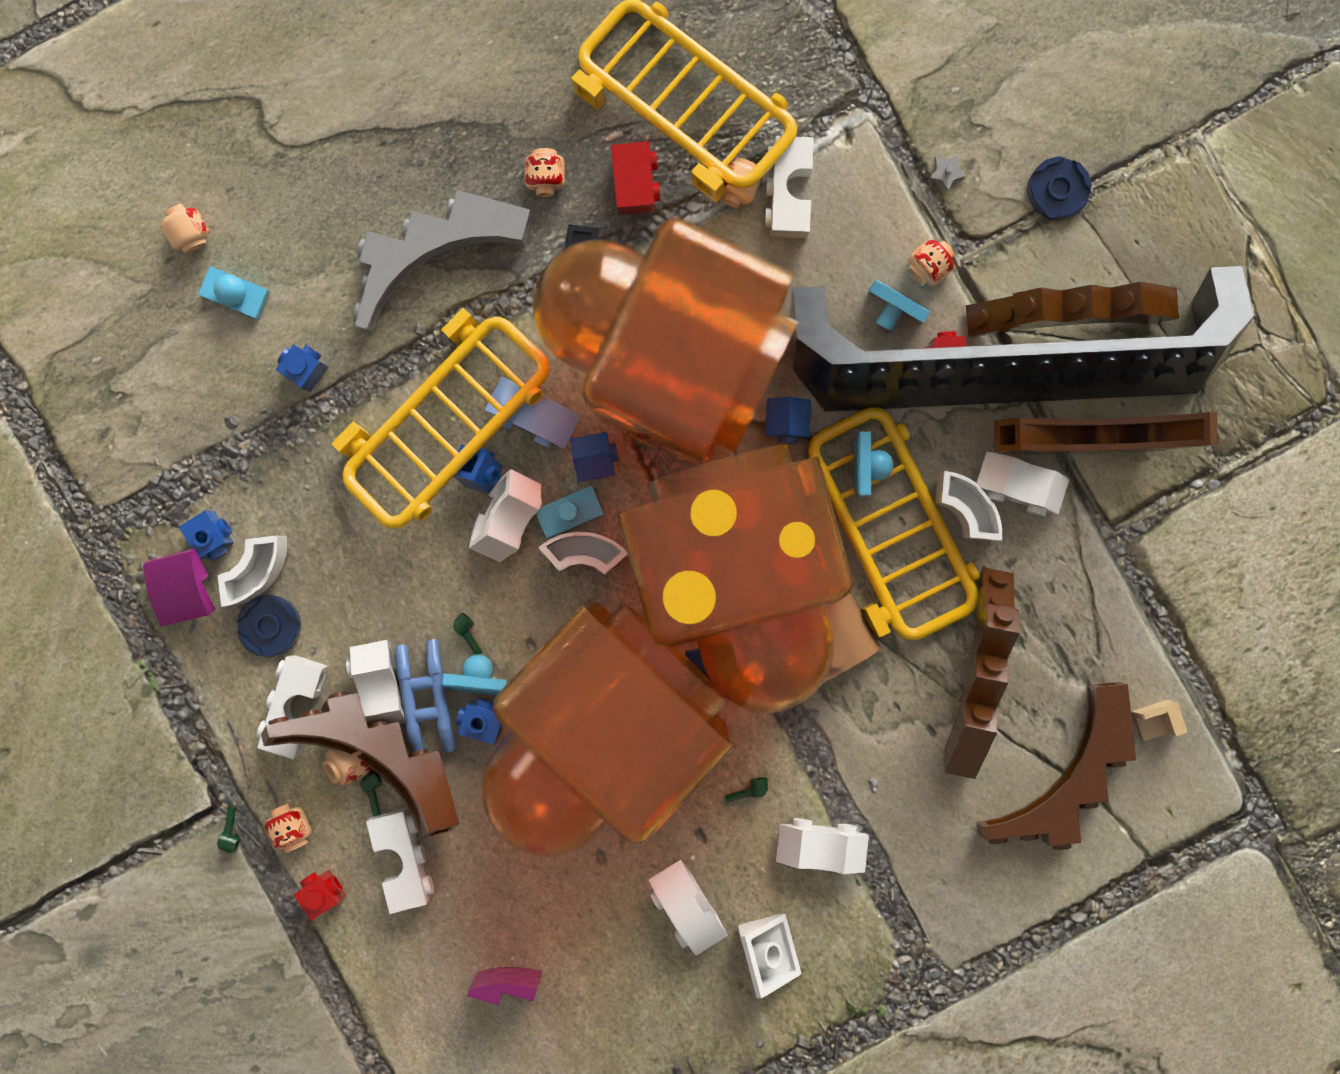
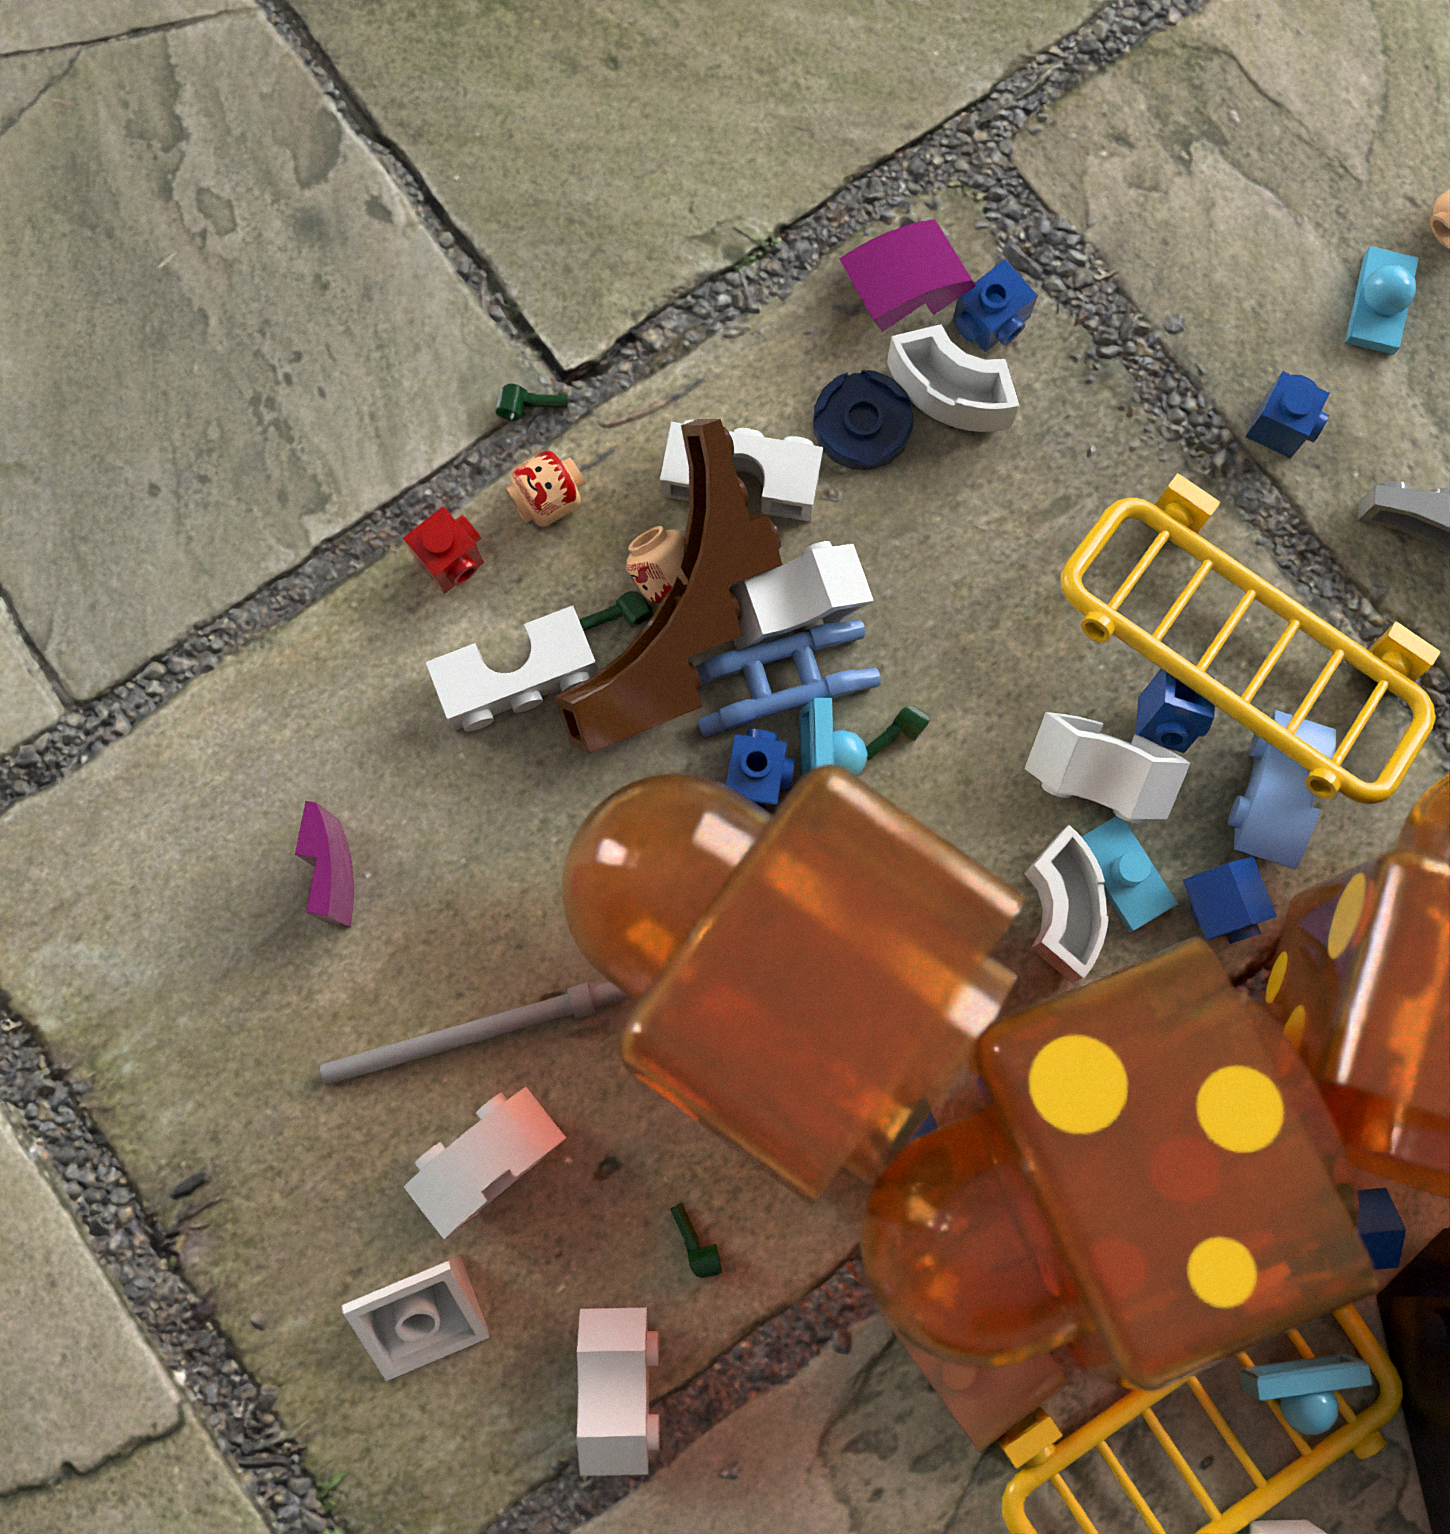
camera: 80 degrees right, 10 degrees down
(603, 842) = (580, 1001): none -> light grey bar

